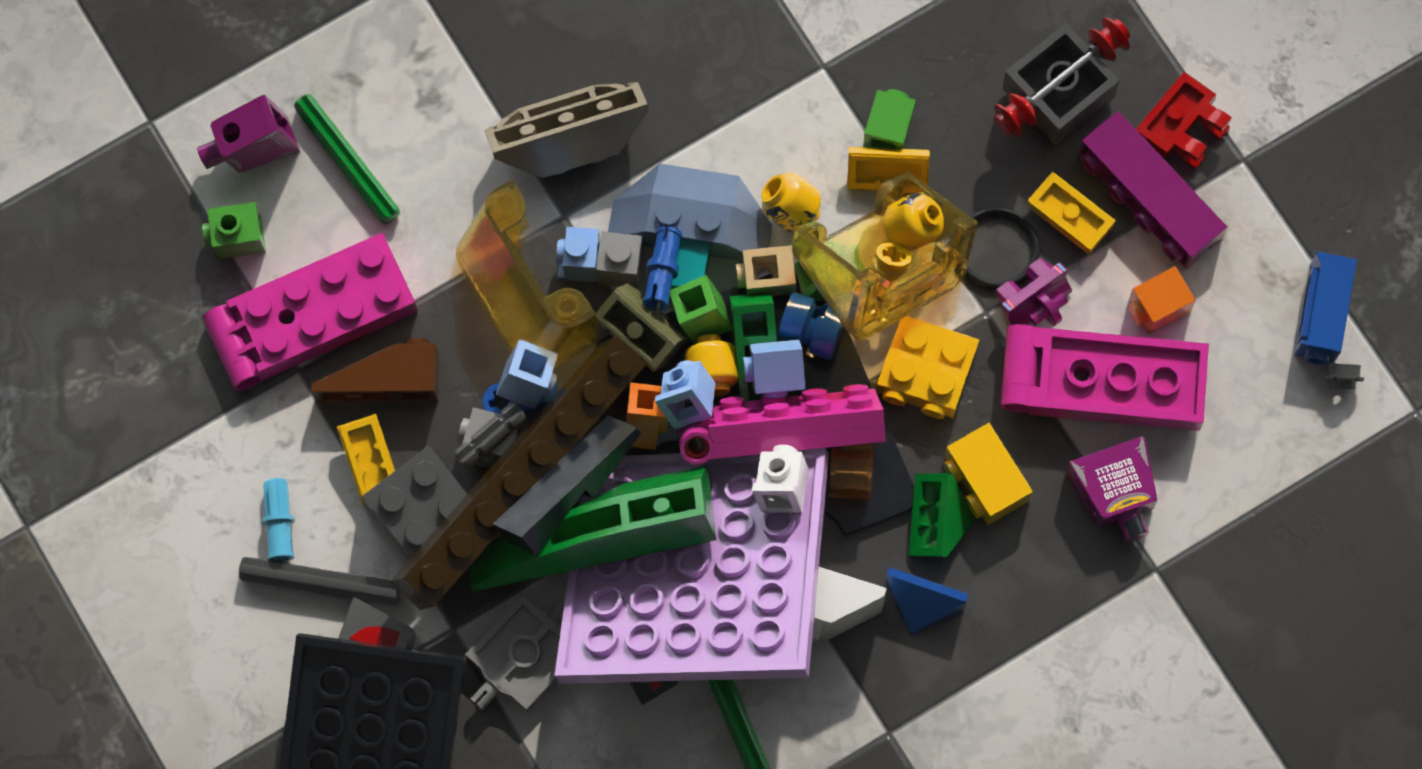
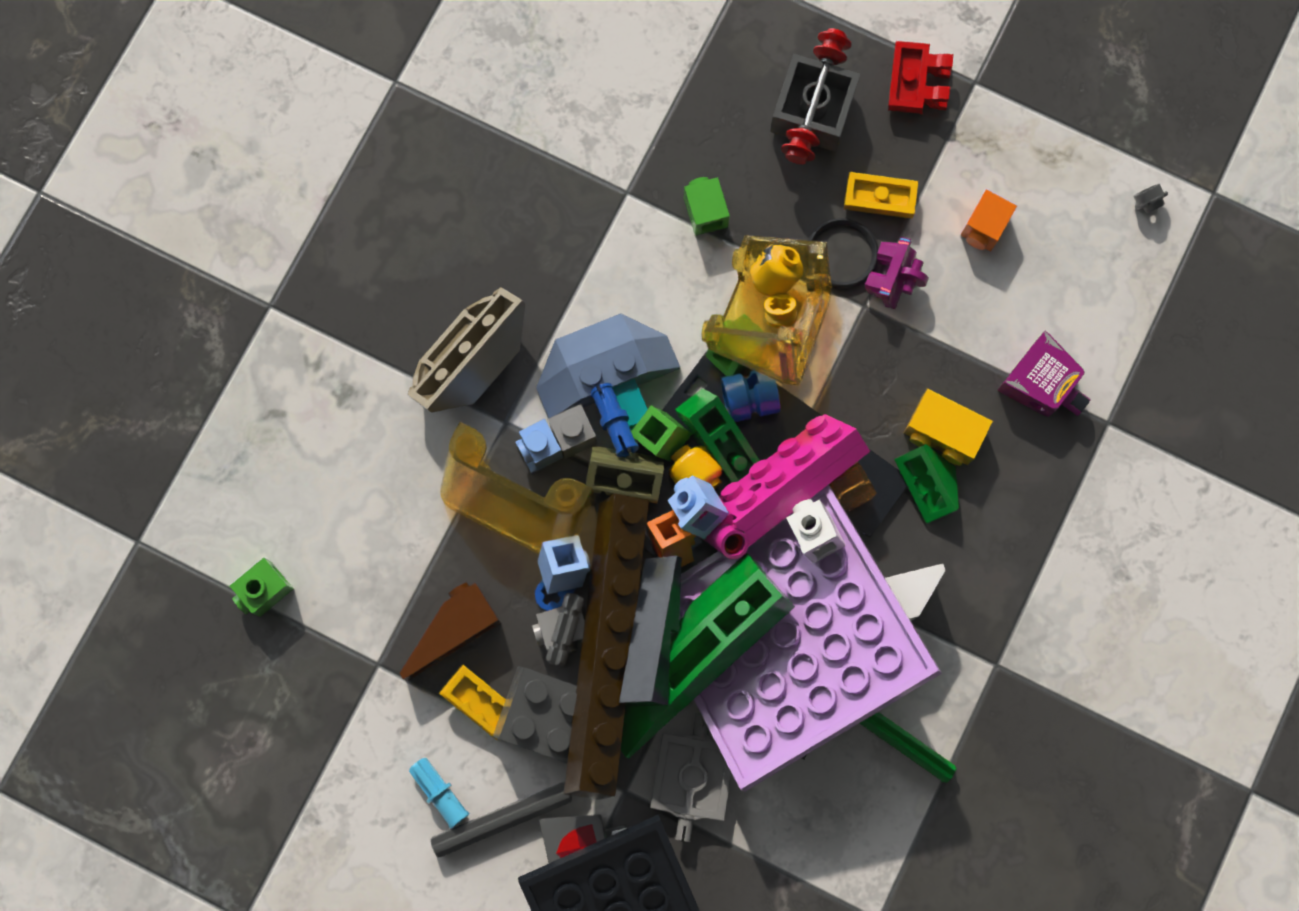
camera: 35 degrees left, 5 degrees up
(249, 137) = (225, 508): magenta torso -> none
(331, 306) = (373, 600): dark pink hinge -> none
(347, 159) = (311, 478): green axle -> none
(774, 260) = (693, 362): tan brick -> none
(775, 368) = (749, 444): light blue brick -> none
(790, 201) = (673, 309): yellow head -> none
(874, 166) = (718, 245): yellow plate -> none
(923, 601) = (961, 552): blue slope -> none
(926, 367) = (851, 374): yellow plate -> none
(1127, 377) = (998, 294): dark pink hinge -> none
(1151, 190) = (929, 143): magenta brick -> none
(1325, 308) = (1108, 156): blue window -> none

